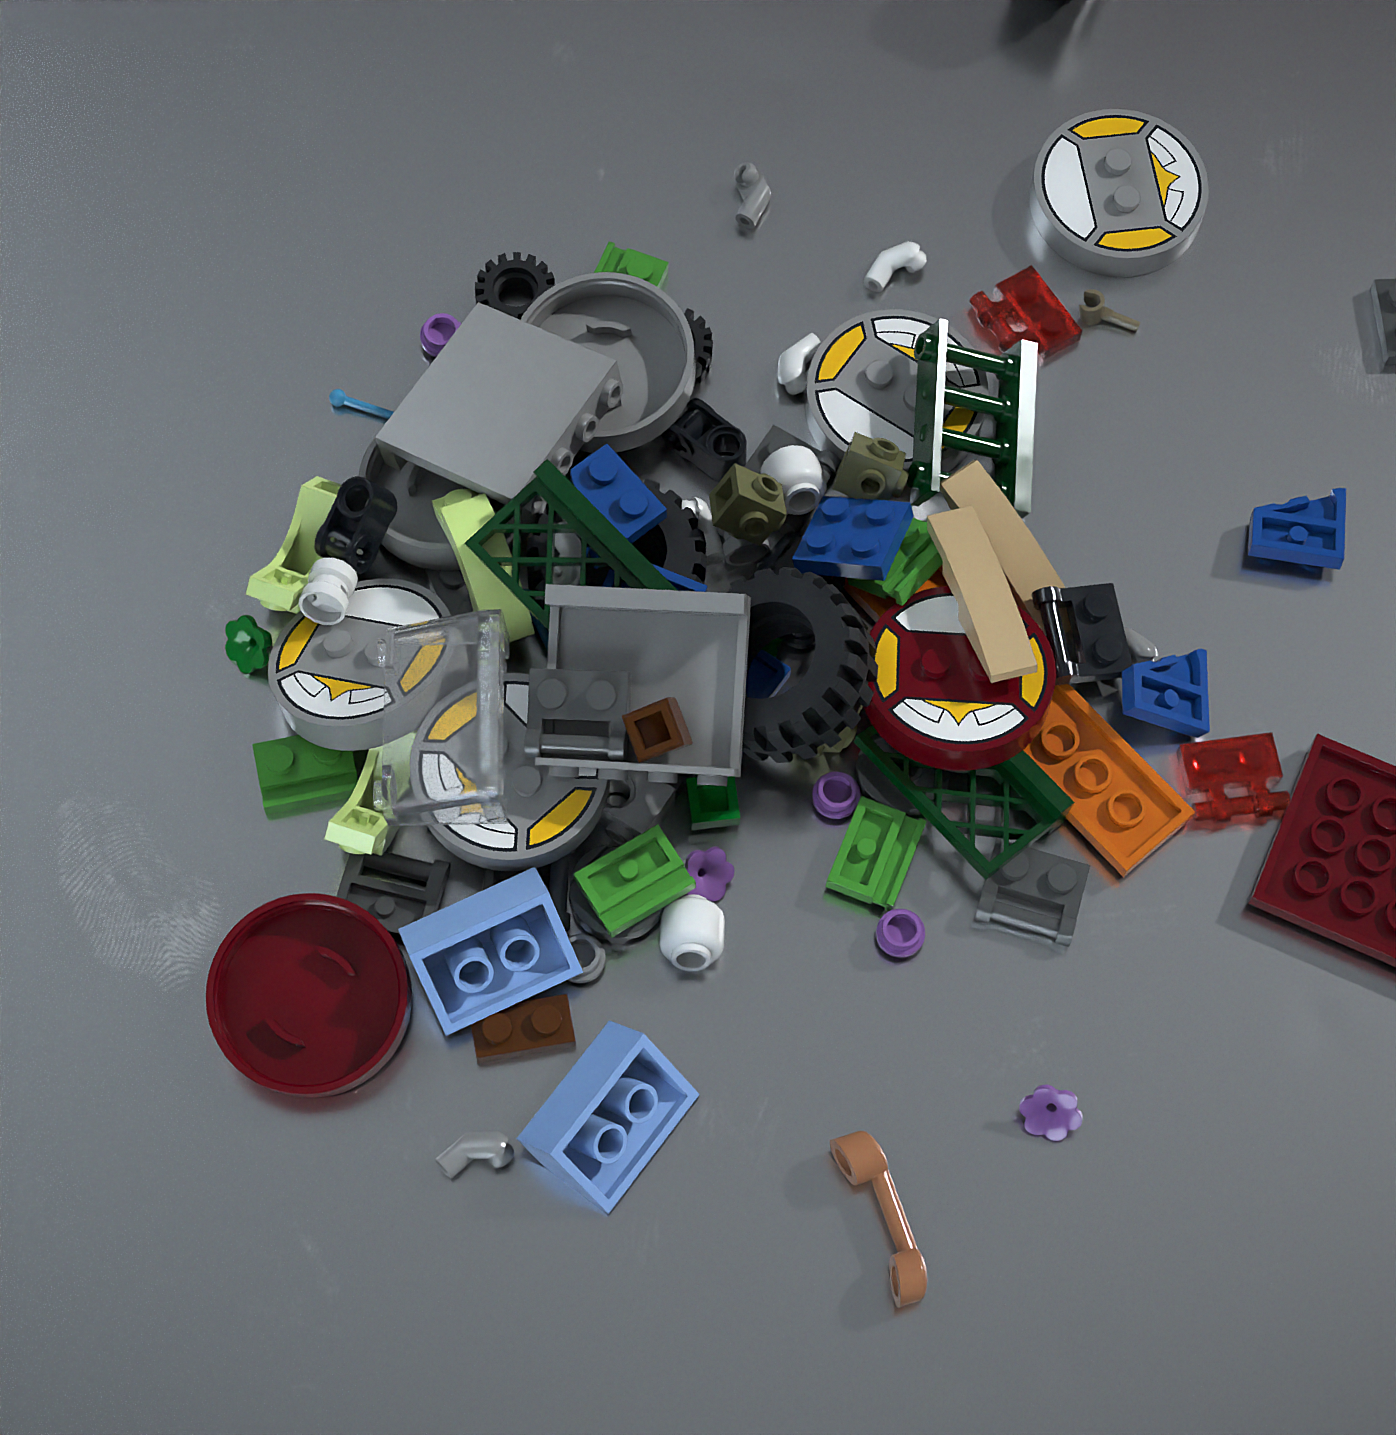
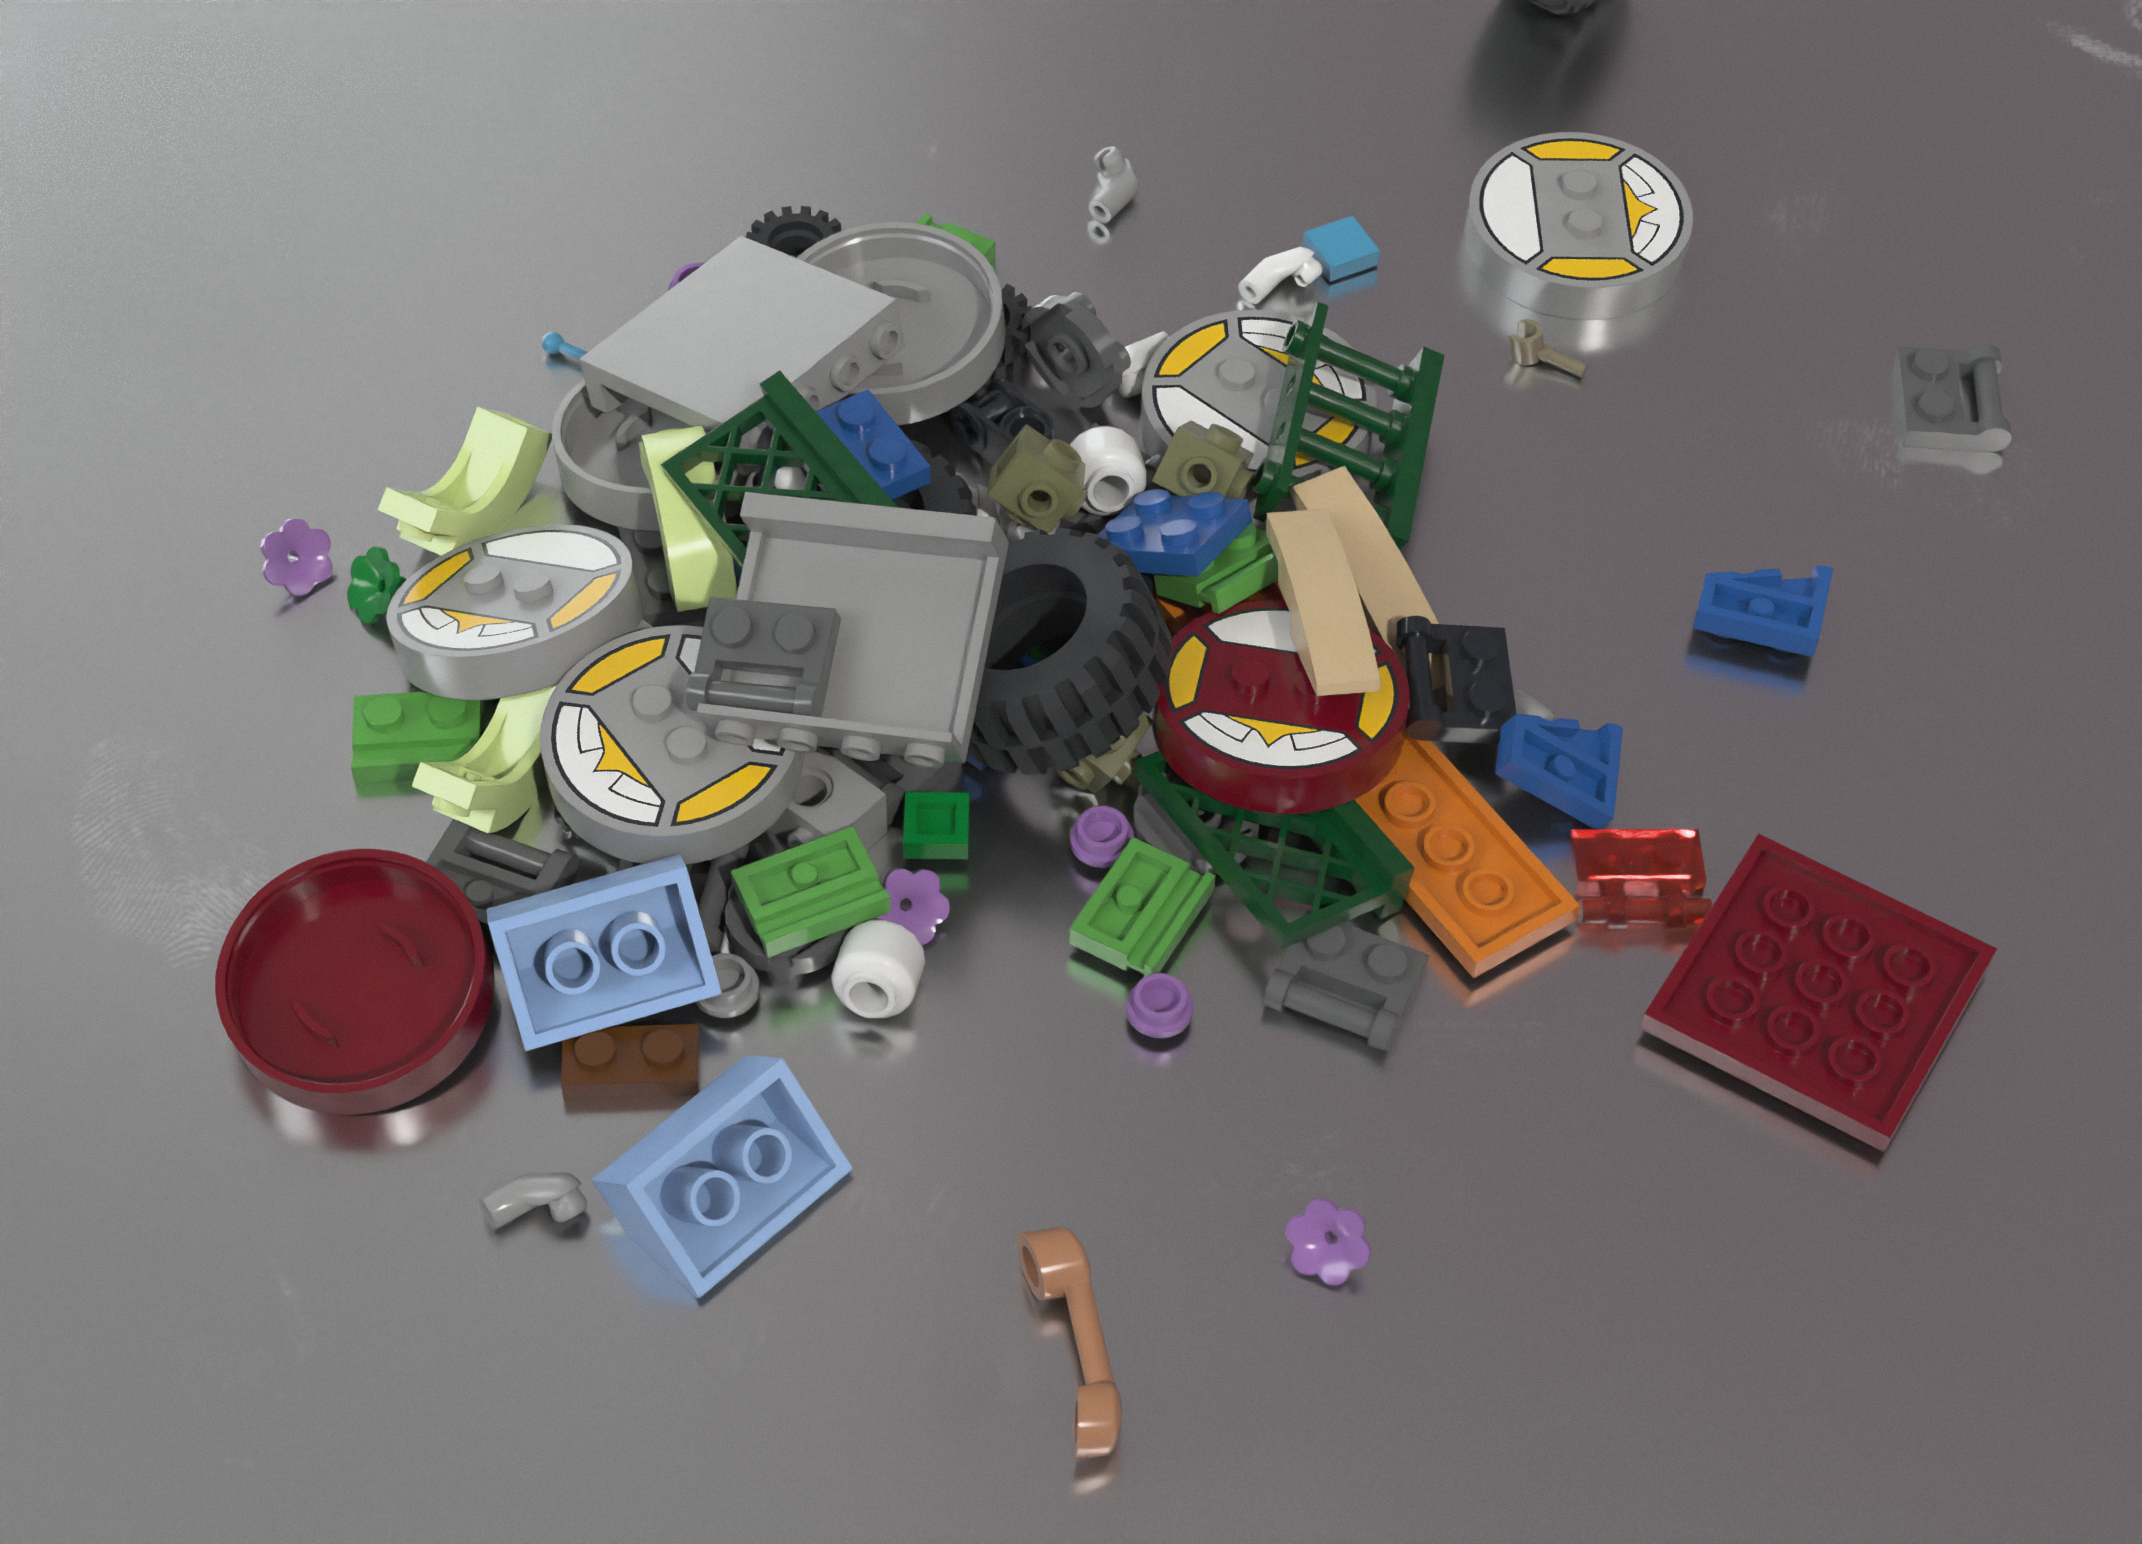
camera: 10 degrees right, 15 degrees down
(181, 625) = (307, 557): none -> medium lavender plant
(328, 591) = (484, 522): white wheel -> none
(355, 524) = (540, 448): black piece -> none
(444, 721) = (591, 657): clear windscreen -> none
(657, 729) = (861, 680): reddish brown slope -> none
(750, 366) = (1075, 349): none -> dark grey plate
(937, 234) = (1342, 248): none -> dark azure tile
(1032, 308) = (1449, 328): clear red plate -> none

